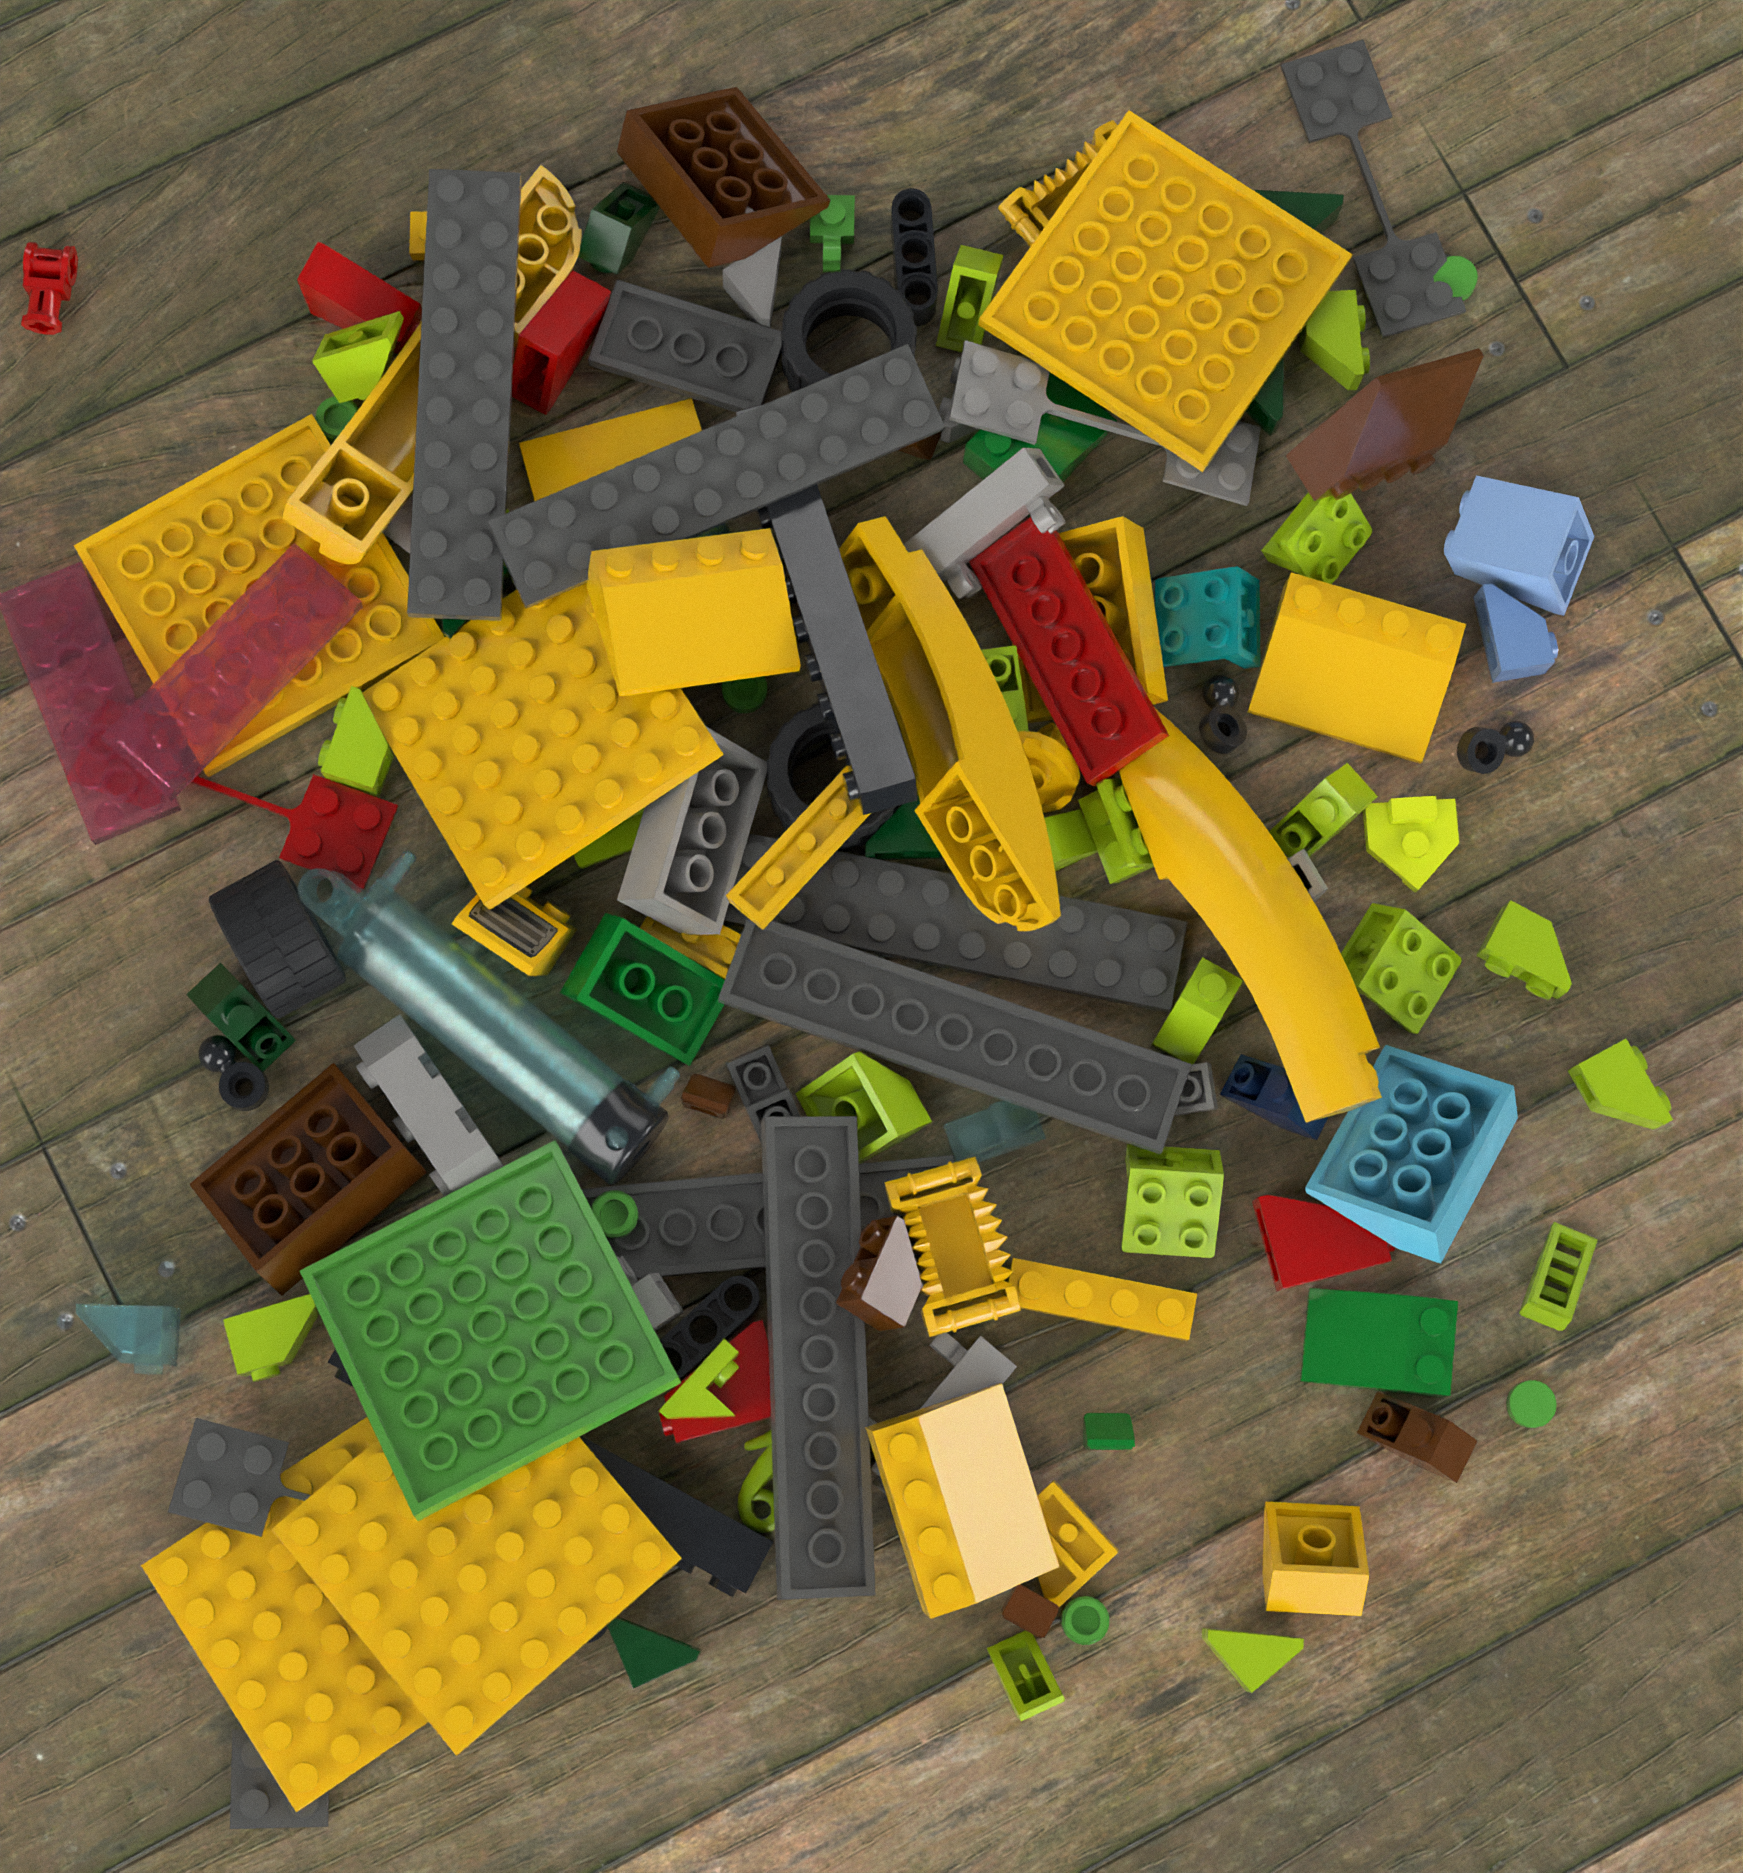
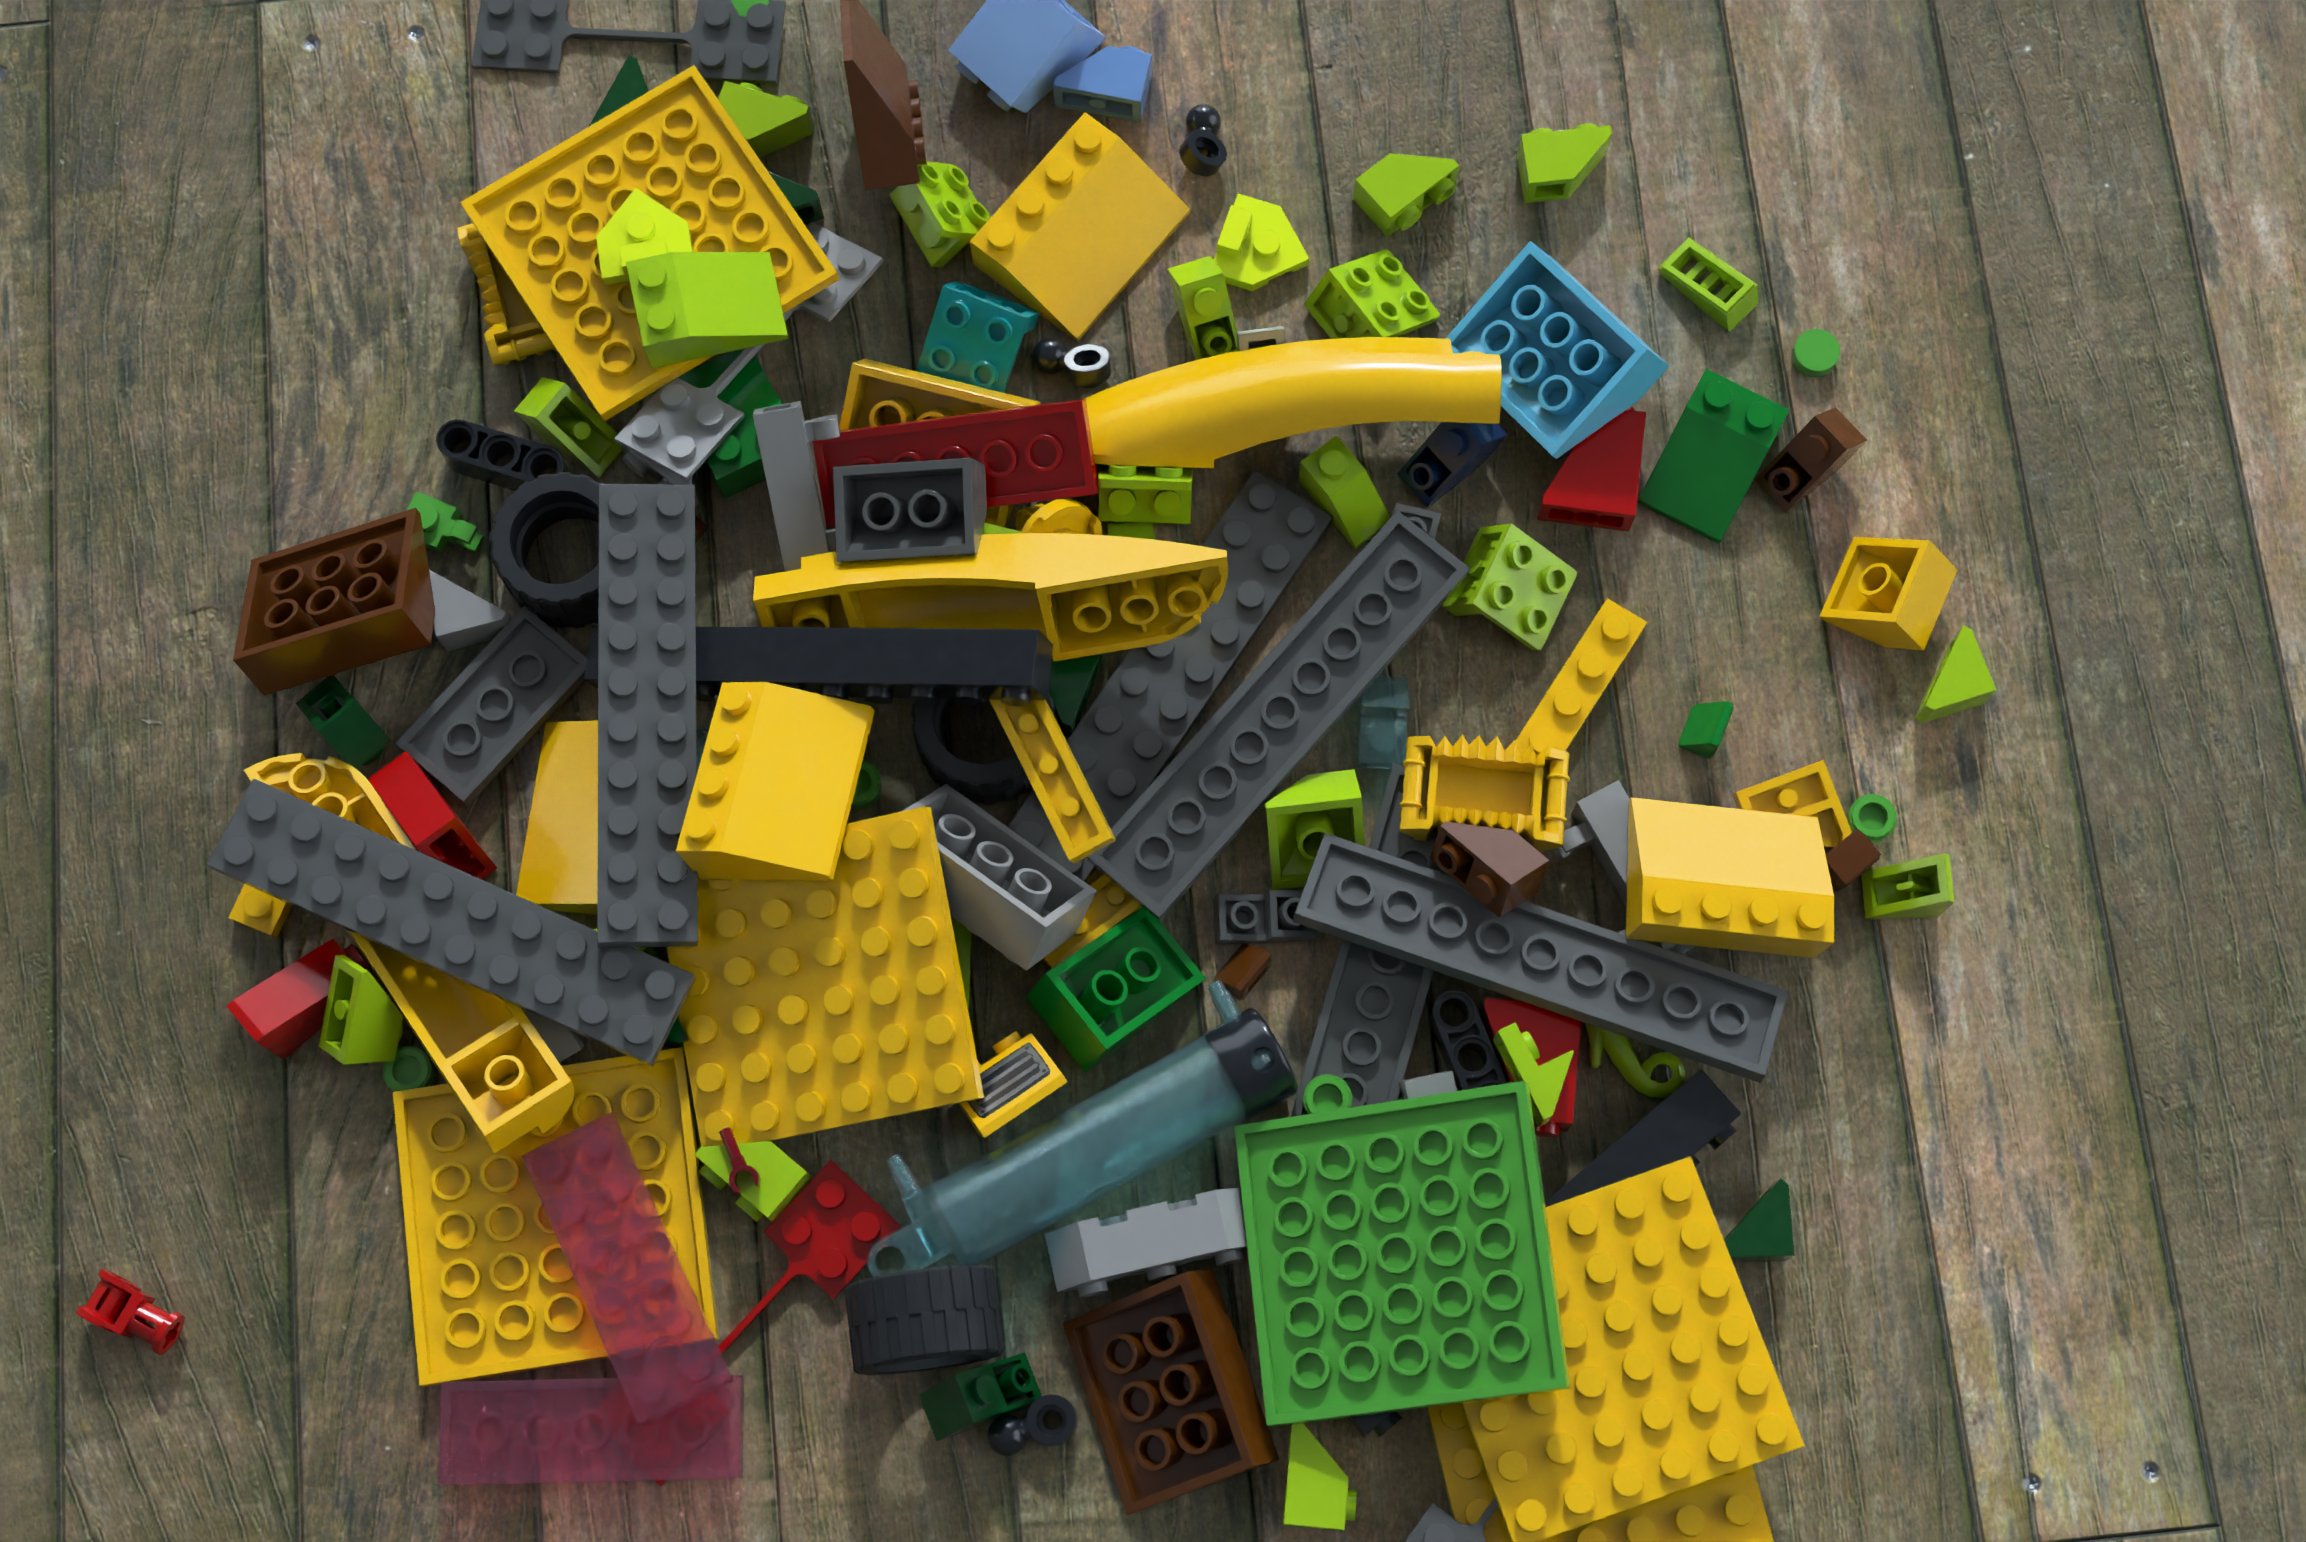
camera: 60 degrees left, 5 degrees down
(355, 726) = (736, 1160): none -> dark red hand
(998, 624) = (909, 509): none -> dark grey slope
(1118, 362) = (705, 304): none -> lime slope
(1157, 284) = (639, 231): none -> neon yellow plate

